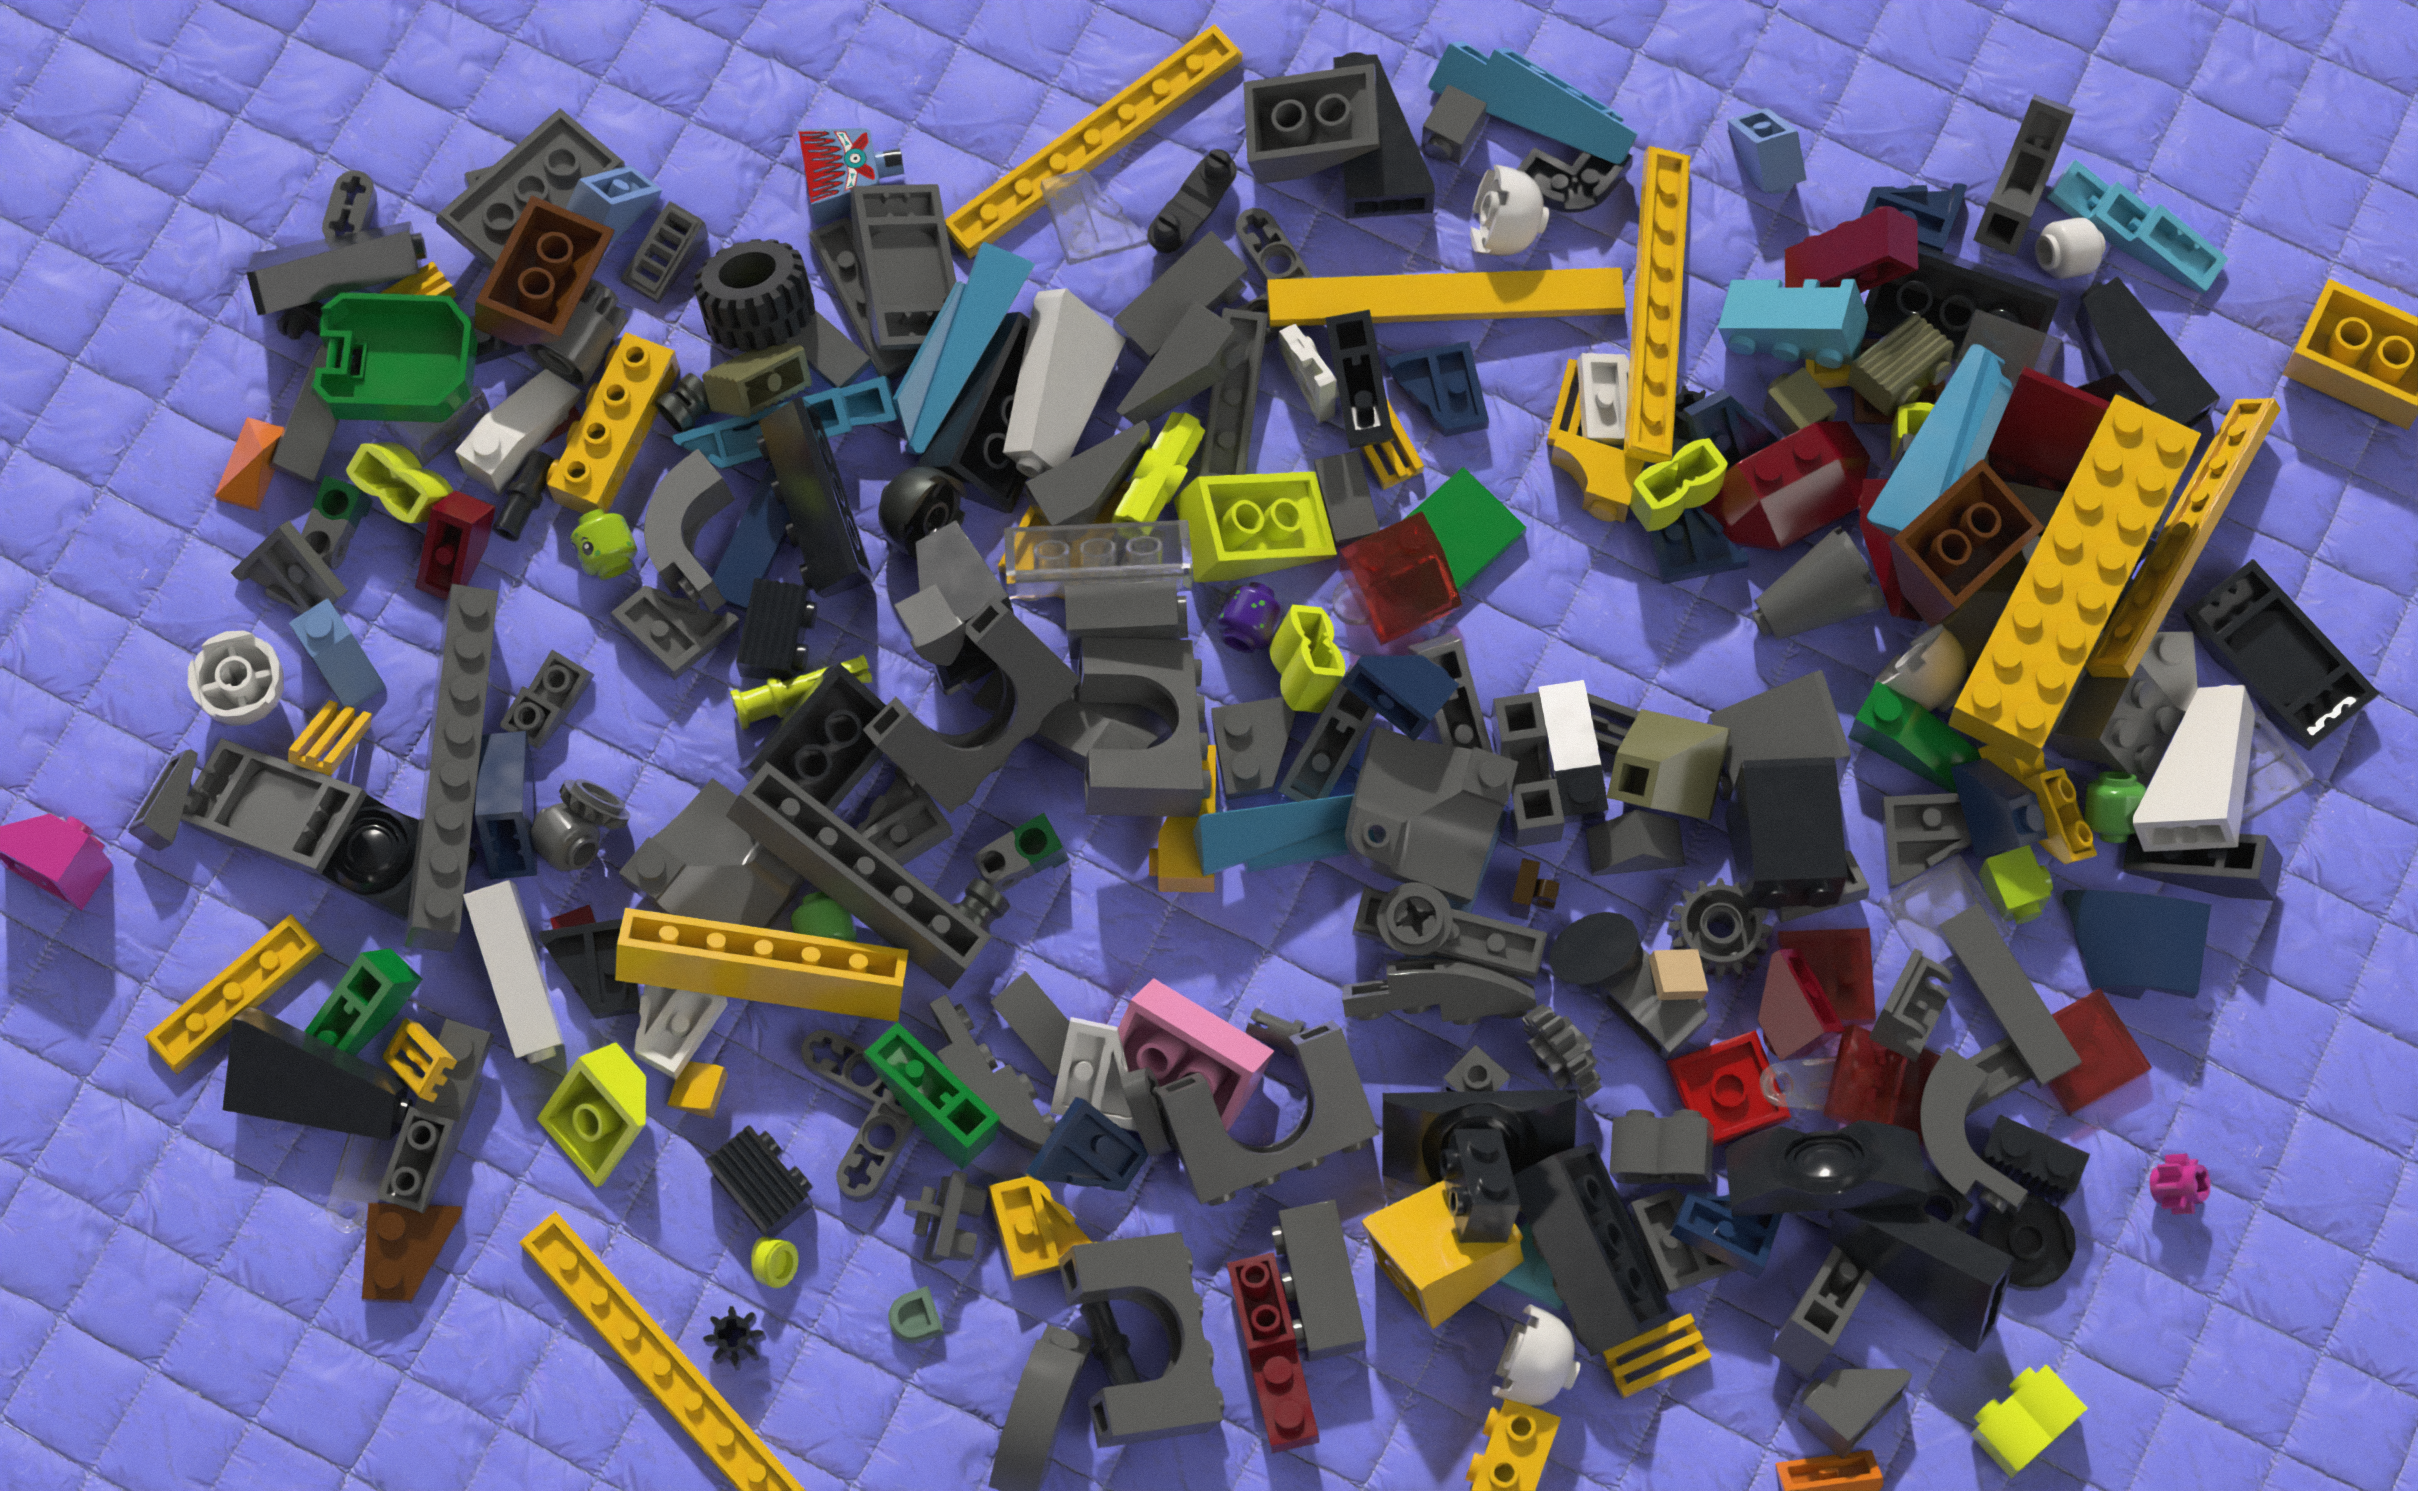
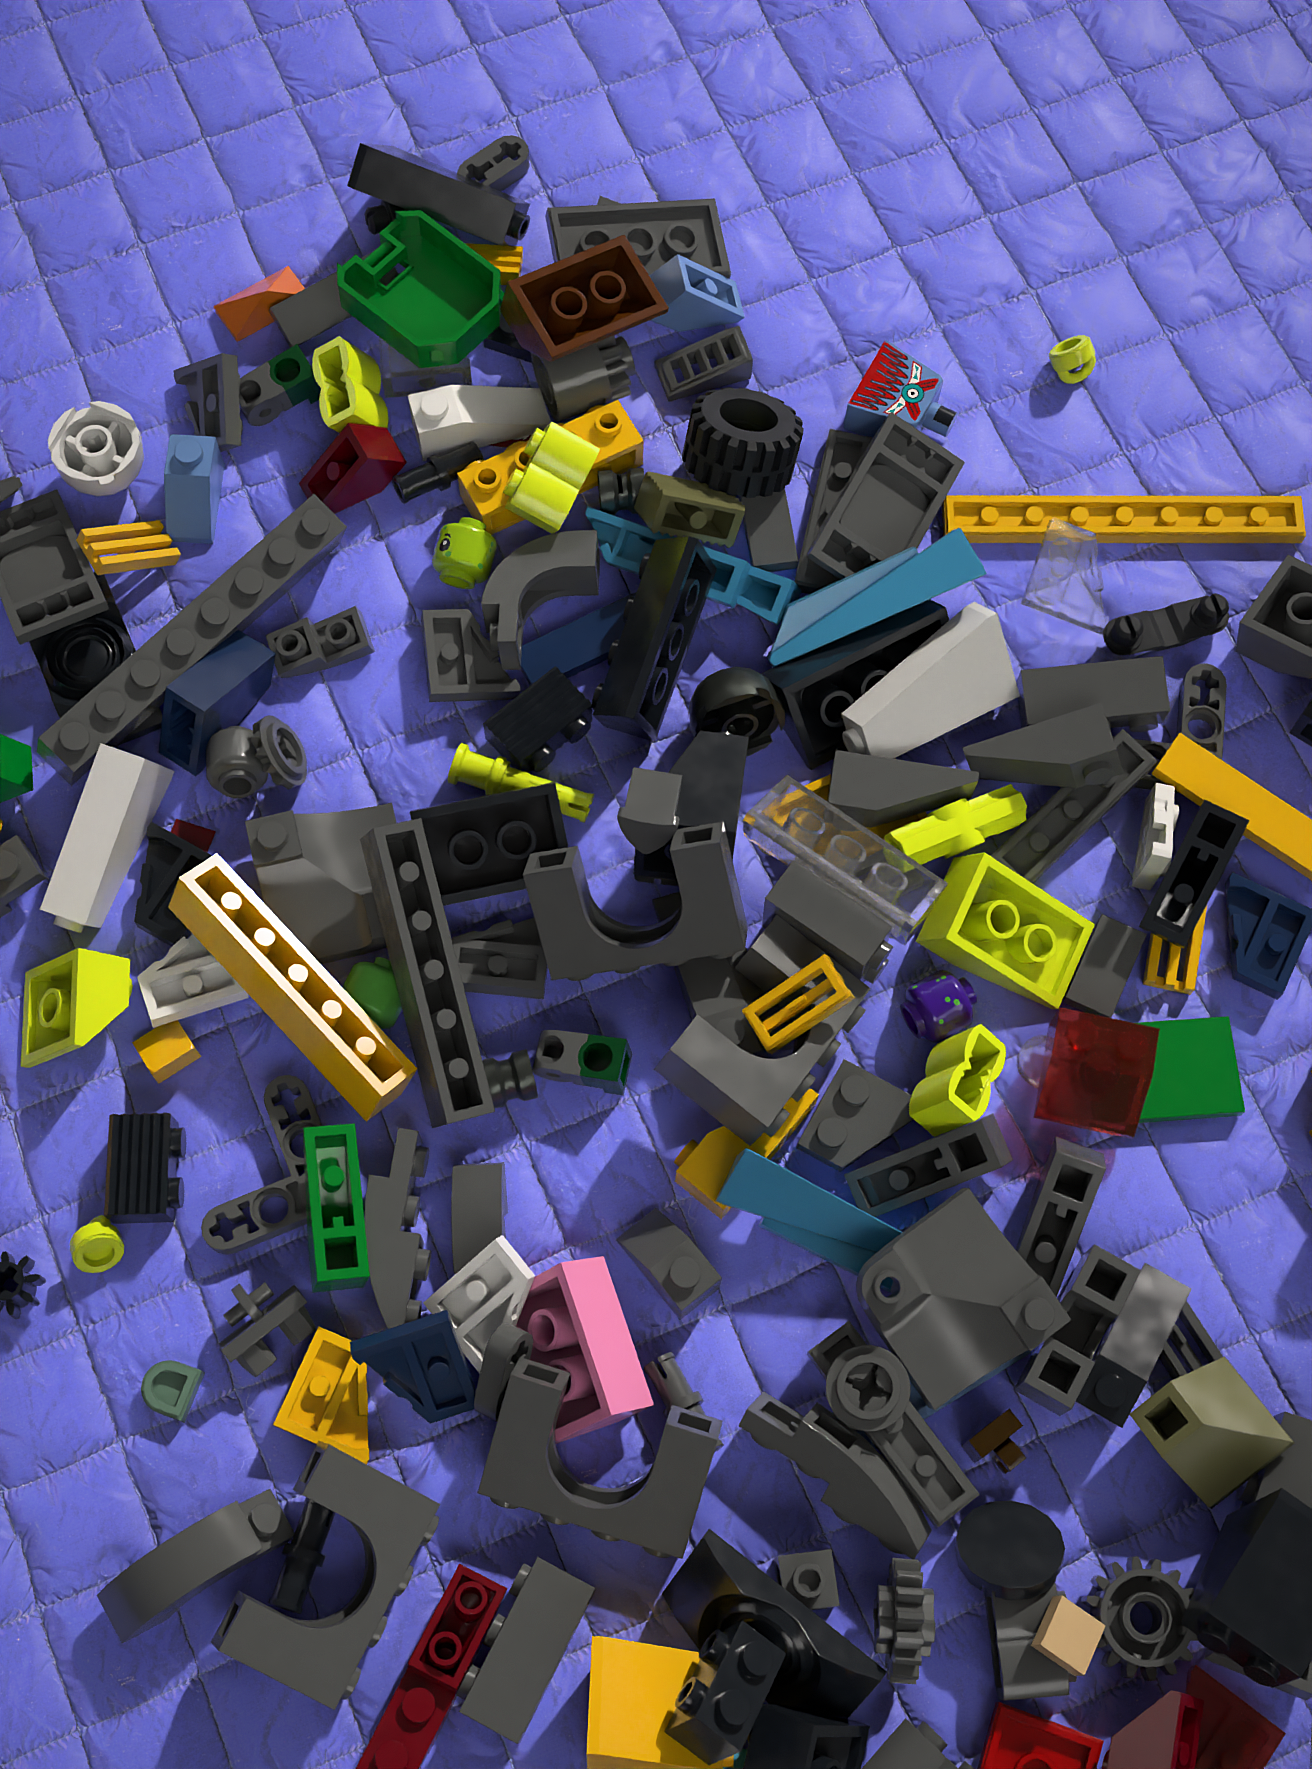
camera: 35 degrees right, 0 degrees up
(630, 432) = (551, 476): none -> neon yellow brick
(951, 34) = (1072, 354): none -> neon yellow tile
(1169, 693) = (811, 1018): none -> yellow tile
(1204, 947) = (670, 1262): none -> dark grey slope
(1402, 689) = (1016, 1174): dark blue slope -> none
(1635, 844) = (1124, 1473): dark grey slope -> none

